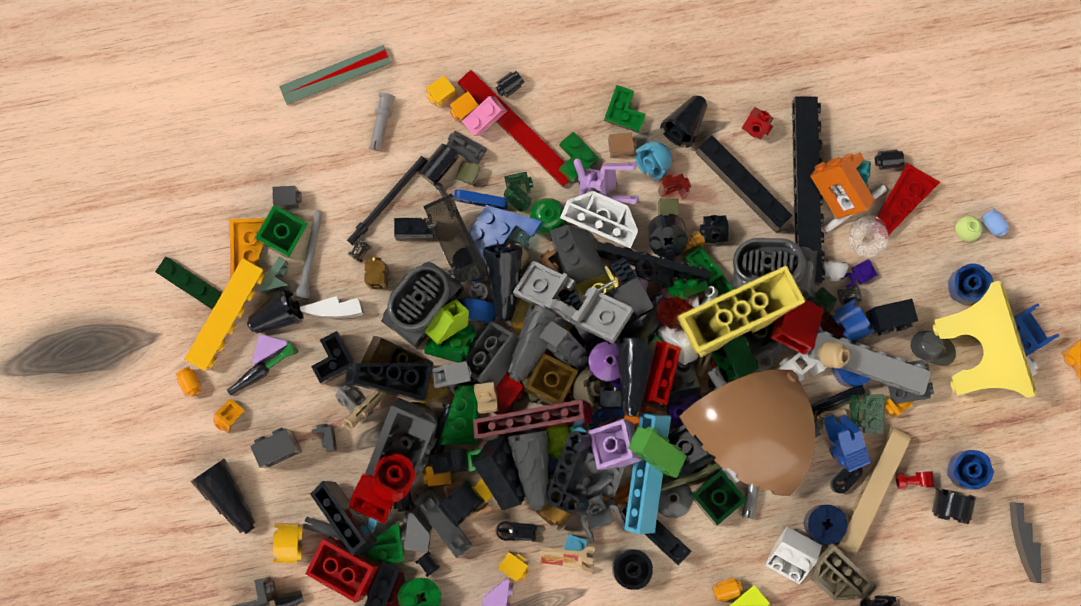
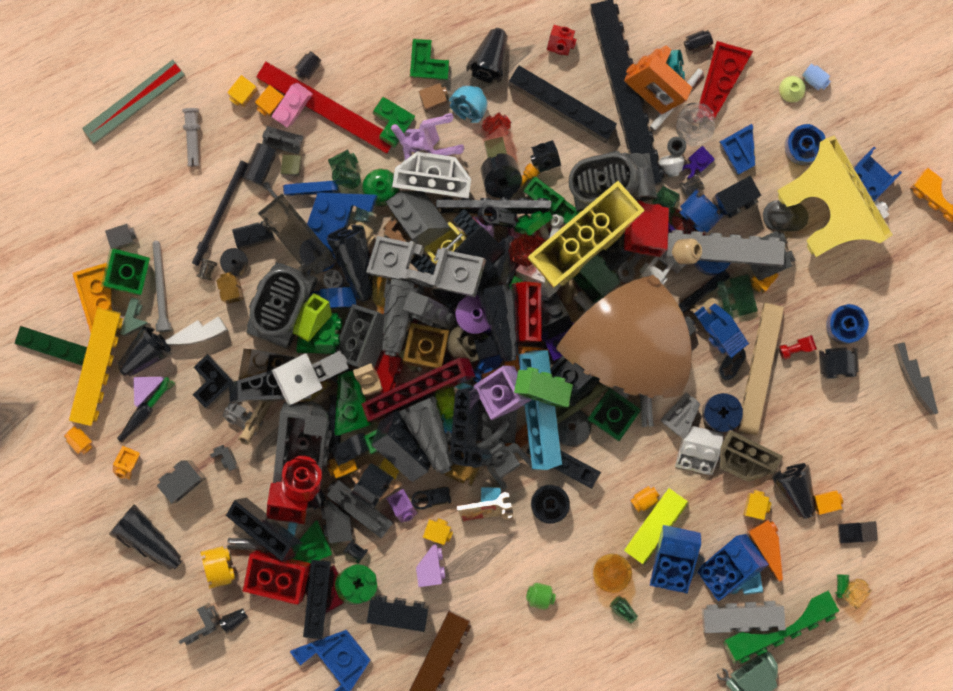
camera: 15 degrees left, 5 degrees up
(388, 249) = (234, 261): none -> black piece
(416, 378) = (297, 379): none -> white tile
(485, 531) = (402, 506): none -> medium lavender bracket
(784, 516) = (681, 415): none -> light grey wing
(847, 249) = (680, 142): none -> dark grey cone
(904, 272) = (740, 149): none -> blue wing

